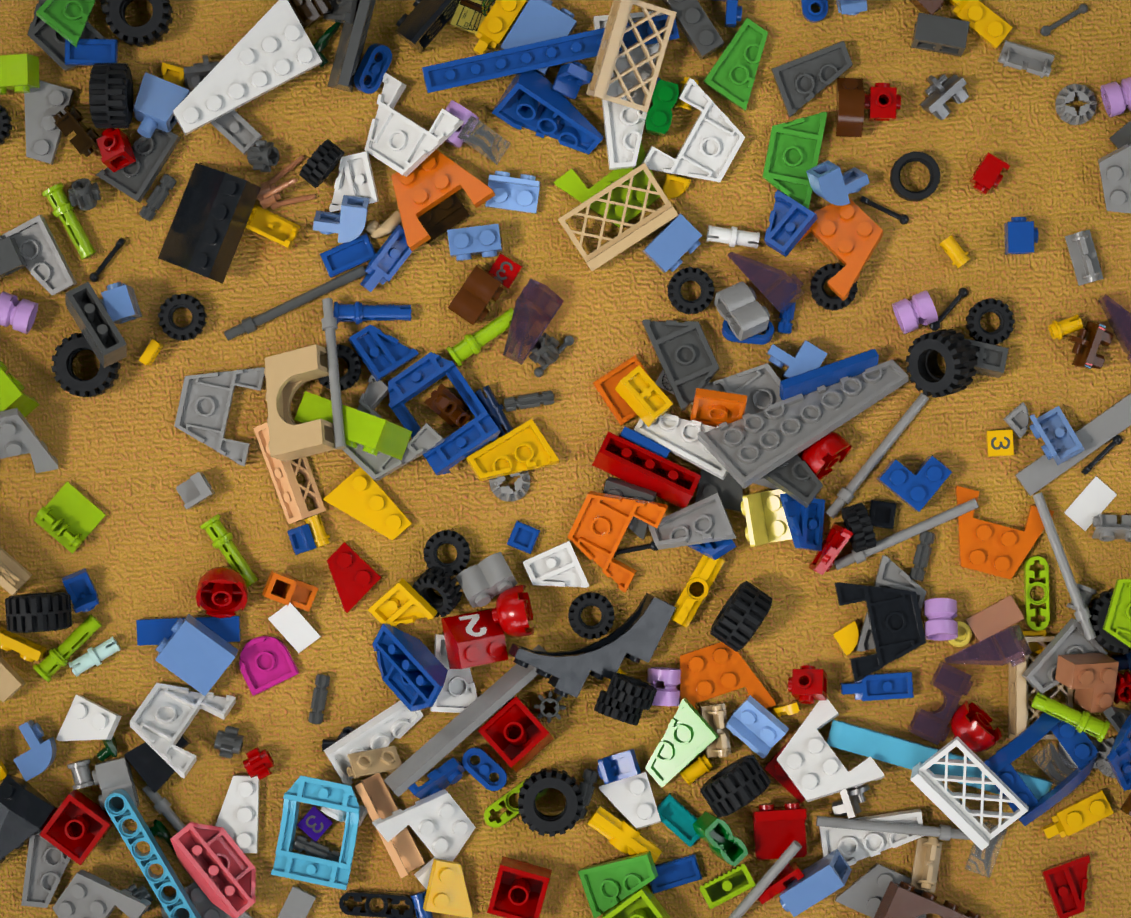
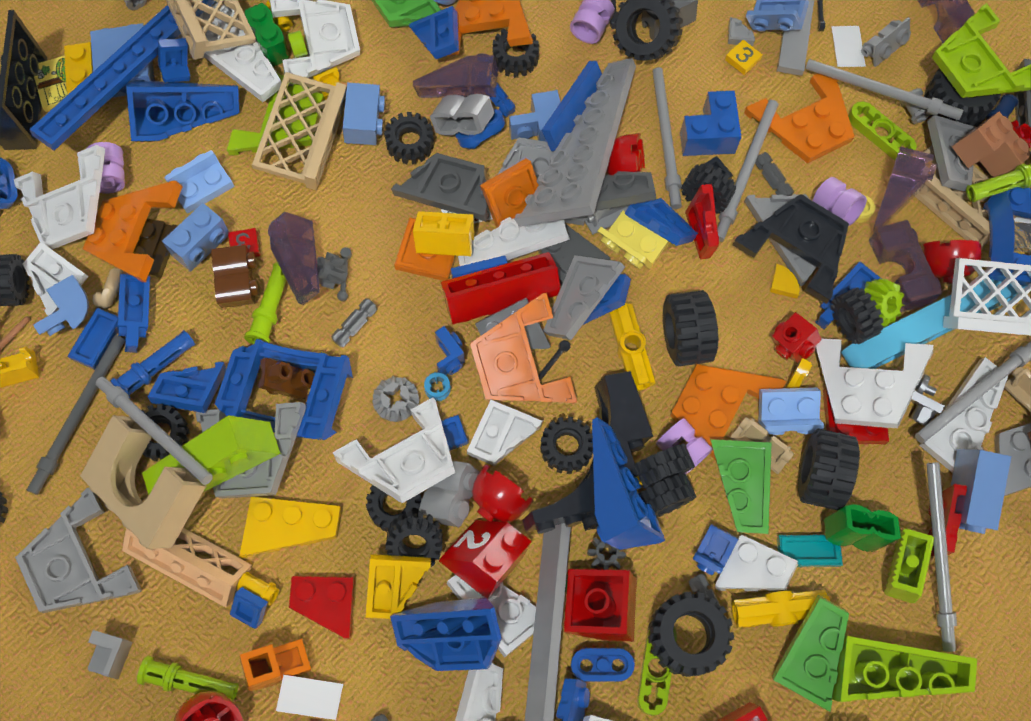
camera: 45 degrees left, 20 degrees down
(477, 542) = (409, 465): none -> white wing
(484, 140) = (139, 159): clear tile -> none
(494, 409) = (331, 349): dark blue pin -> none
(513, 453) = (376, 370): yellow wing -> none
(550, 502) = (435, 377): none -> dark azure bush
(578, 478) = (450, 346): none -> blue bracket
(578, 691) = (619, 509): none -> blue wedge
(674, 142) = (297, 44): none -> lime beam
(676, 873) = (855, 597): blue tile -> none
(696, 769) = (779, 492): yellow pin -> none
(733, 236) = (405, 78): white pin -> none
(777, 828) = (895, 479): red bracket -> none
(857, 710) = (857, 315): none -> black tyre
(890, 713) = (887, 297): none -> lime gear
(995, 618) = (875, 173): nougat slope -> none

